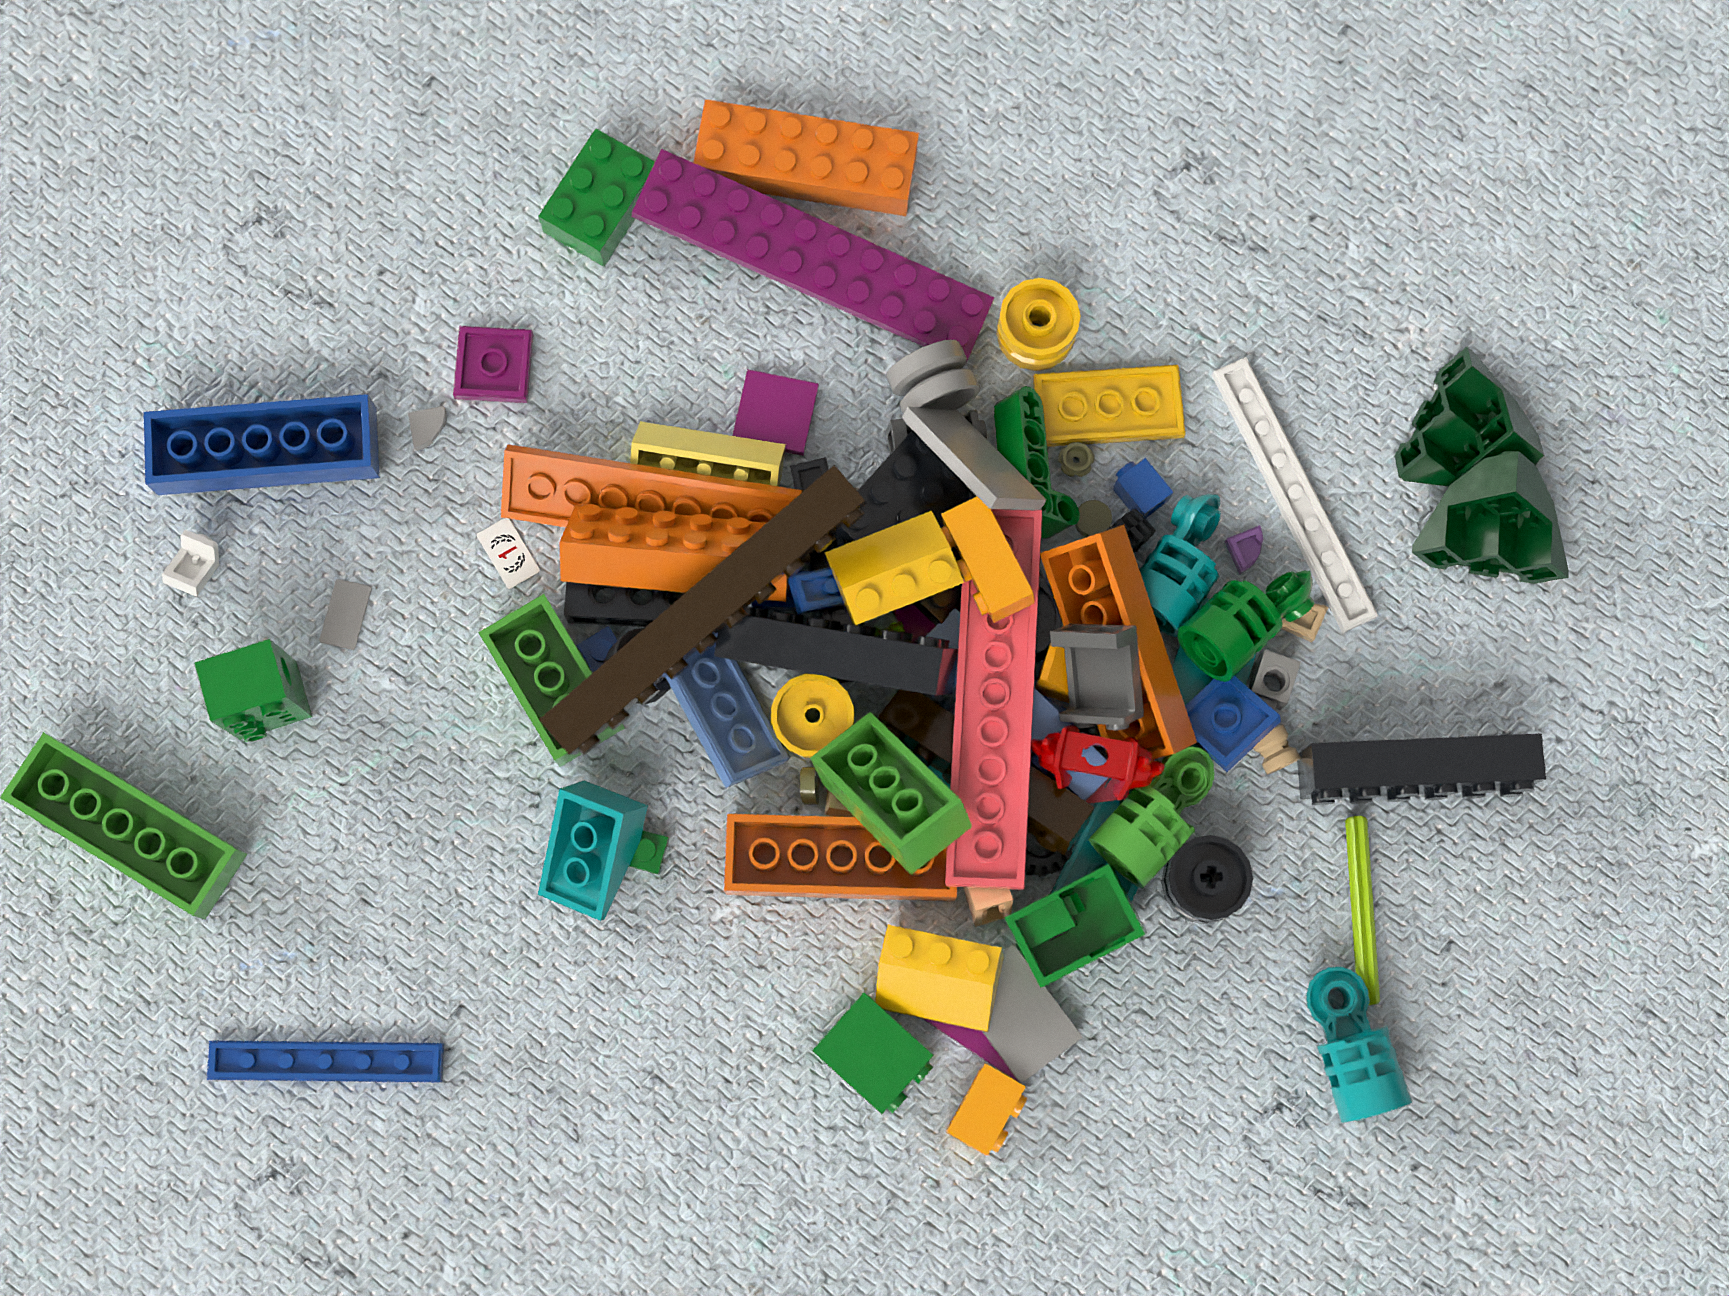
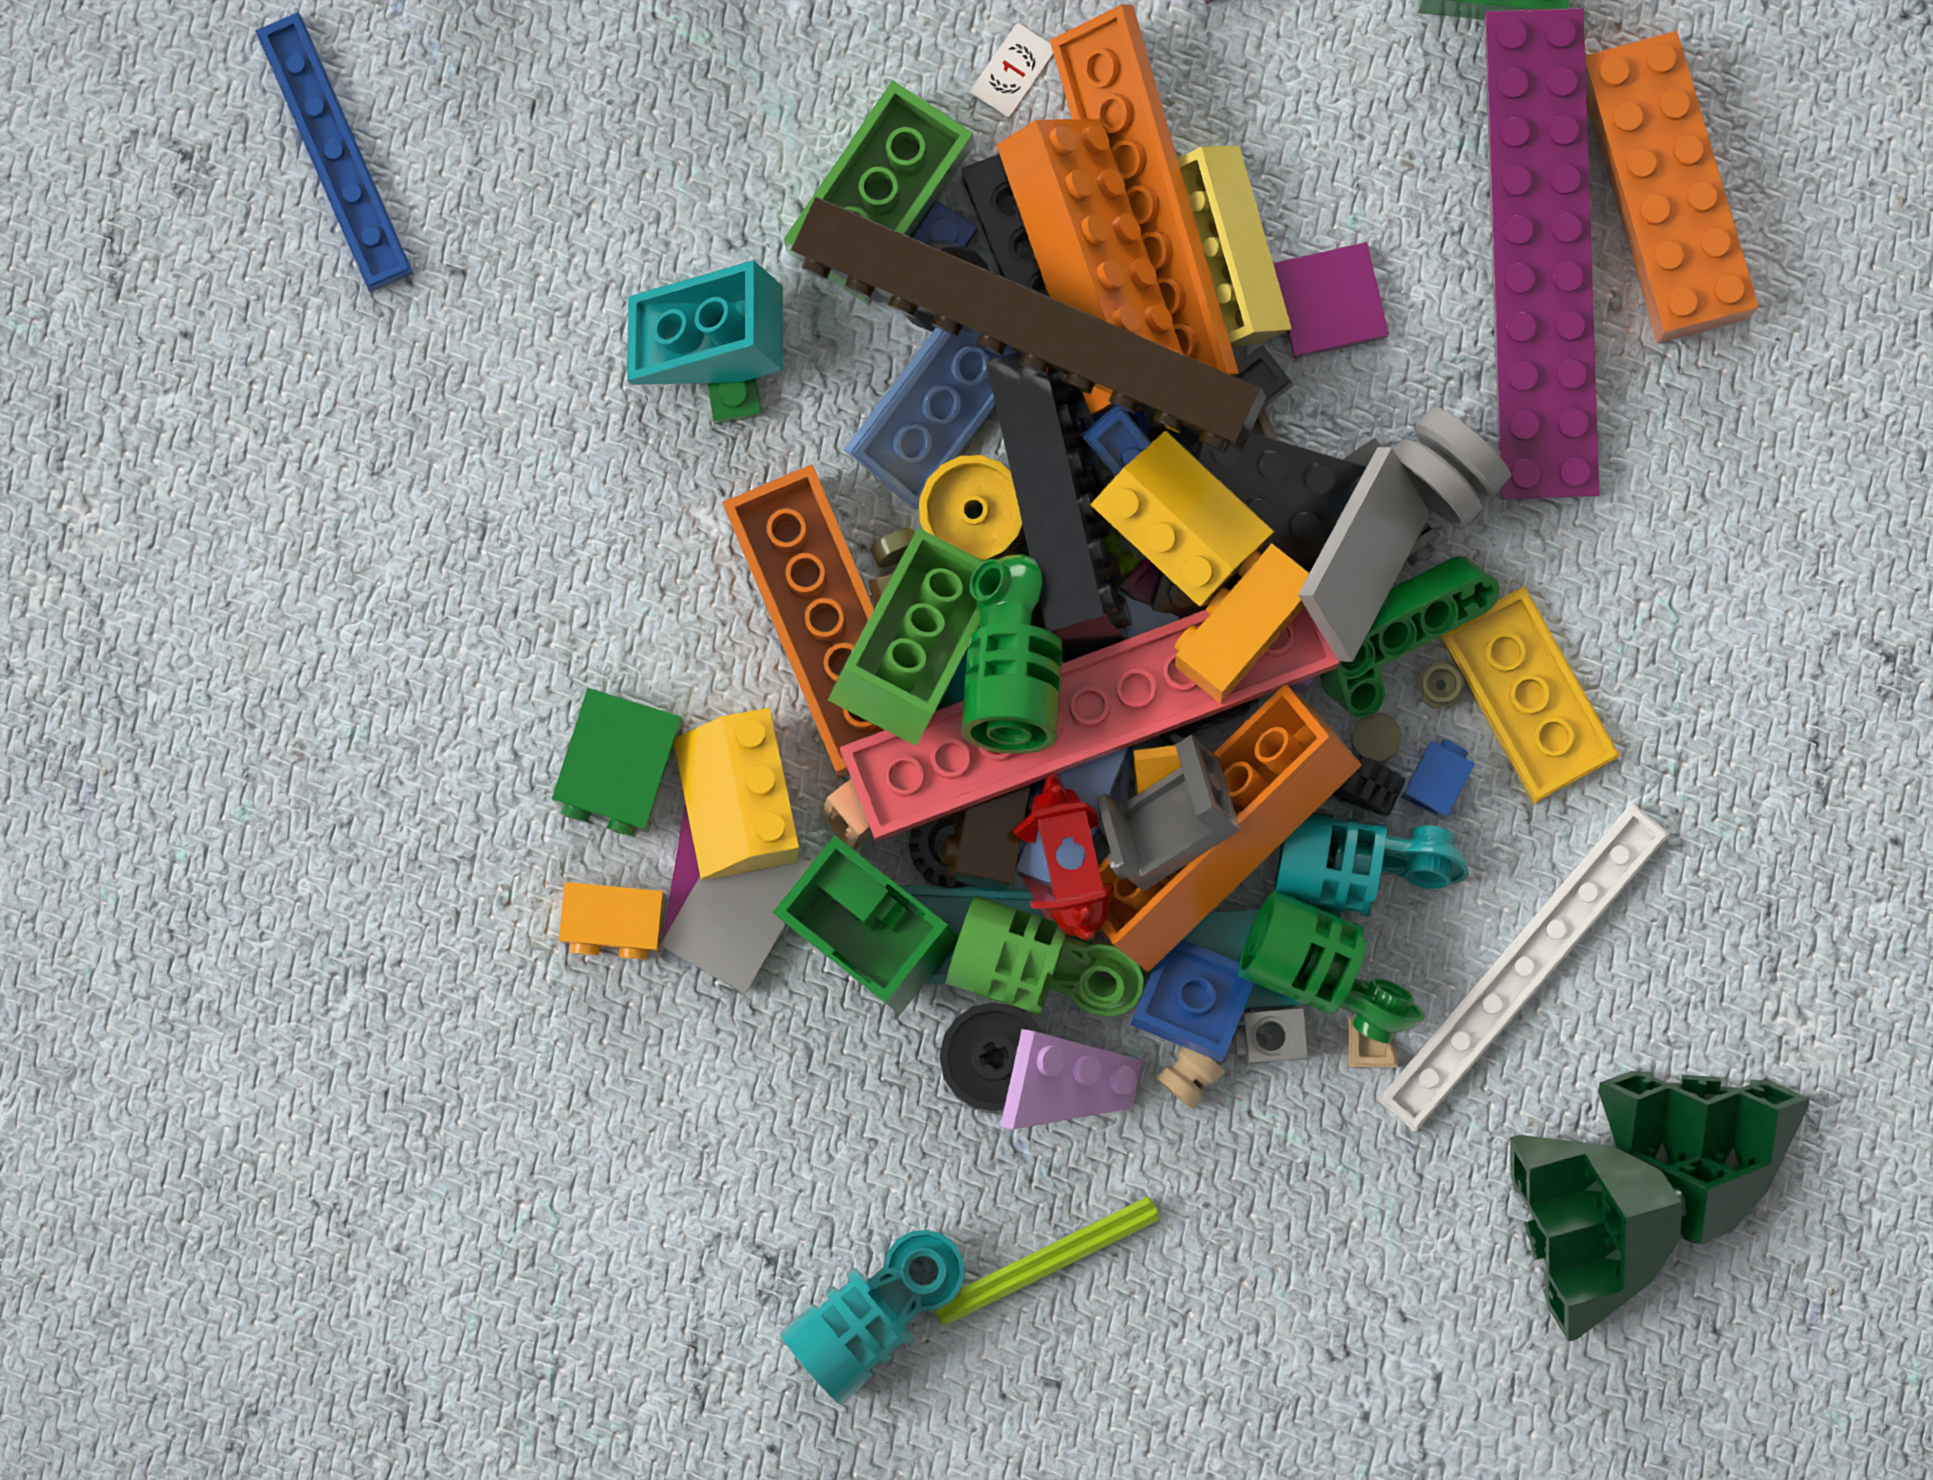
camera: 75 degrees right, 5 degrees up
(945, 732) = (1010, 664): none -> green cylinder
(1040, 303) = (1603, 538): yellow wheel -> none
(1245, 548) = (1427, 937): medium lavender tile -> none
(1249, 835) = (1066, 1081): none -> lavender wing
(1421, 767) = (1244, 1253): black brick -> none

